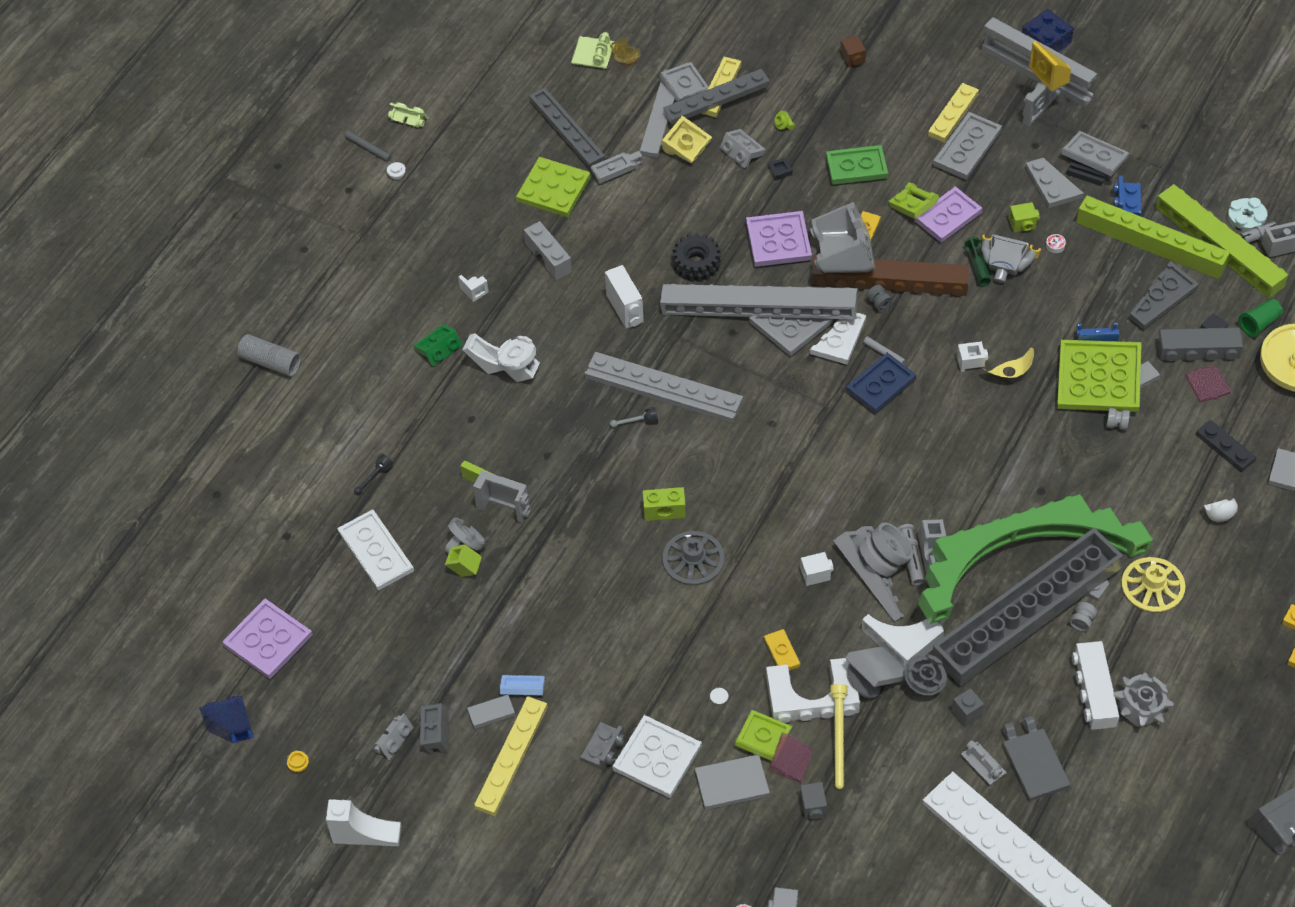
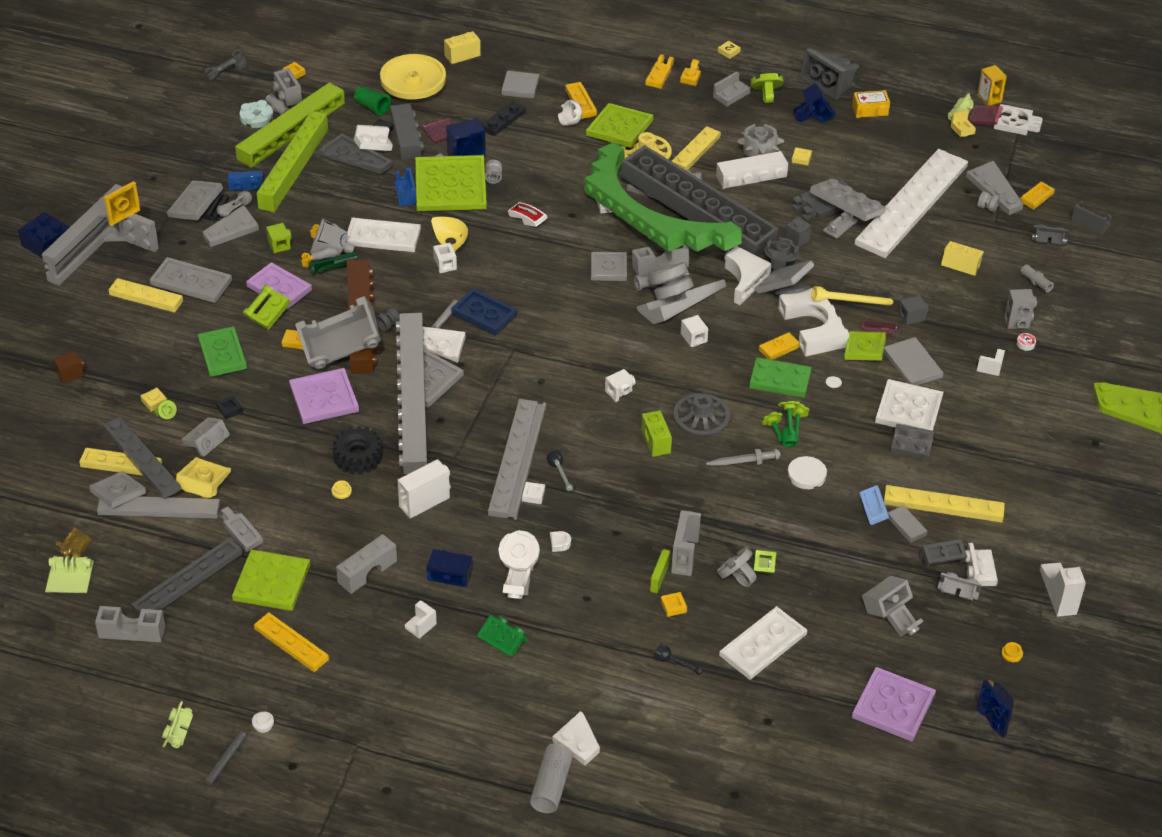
camera: 105 degrees left, 10 degrees down
(309, 386) = (579, 738): none -> white wing
(360, 671) = (903, 621): none -> light grey bracket
(391, 660) = (887, 596): none -> light grey brick
(415, 763) = (981, 566): none -> white bracket
(438, 481) = (673, 604): none -> yellow plate
(478, 196) = (291, 642): none -> yellow tile
(516, 92) = (114, 625): none -> light grey arch
(528, 312) = (449, 568): none -> clear blue brick
(545, 406) = (560, 541): none -> white tile
(585, 635) = (807, 472): none -> white tile
(612, 393) = (533, 493): none -> white tile
(617, 592) = (758, 456): none -> light grey sword
(649, 243) = (341, 490): none -> light yellow plate
(658, 615) = (789, 436): none -> plant
(711, 863) = (991, 365): none -> white panel
(733, 642) = (780, 377): none -> bright green plate
(743, 484) = (619, 384): none -> white brick
(802, 114) = (152, 399): none -> light yellow plate
(899, 881) = (962, 258): none -> light yellow hinge
(944, 506) = (609, 266): none -> light grey tile
(1000, 766) = (848, 199): none -> light grey plate
(1023, 310) = (383, 234): none -> white tile
(1039, 442) = (530, 215): none -> slope
(1055, 243) = (303, 220): tile -> none
(1074, 175) = (244, 198): none -> light grey piece
(1126, 752) = (801, 156): none -> light yellow tile
(1150, 637) = (696, 148): none -> light yellow plate
(1166, 392) = (466, 138): none -> clear blue brick
(1182, 309) = (372, 137): none -> white bracket
(1197, 558) = (619, 125): none -> lime plate
(1215, 781) = (815, 105): none -> clear blue brick
(1223, 856) = (870, 104): none -> yellow brick
(1253, 527) = (578, 93): none -> yellow plate
(1263, 734) = (767, 83): none -> lime tile
(1268, 697) = (730, 89): none -> light grey bracket

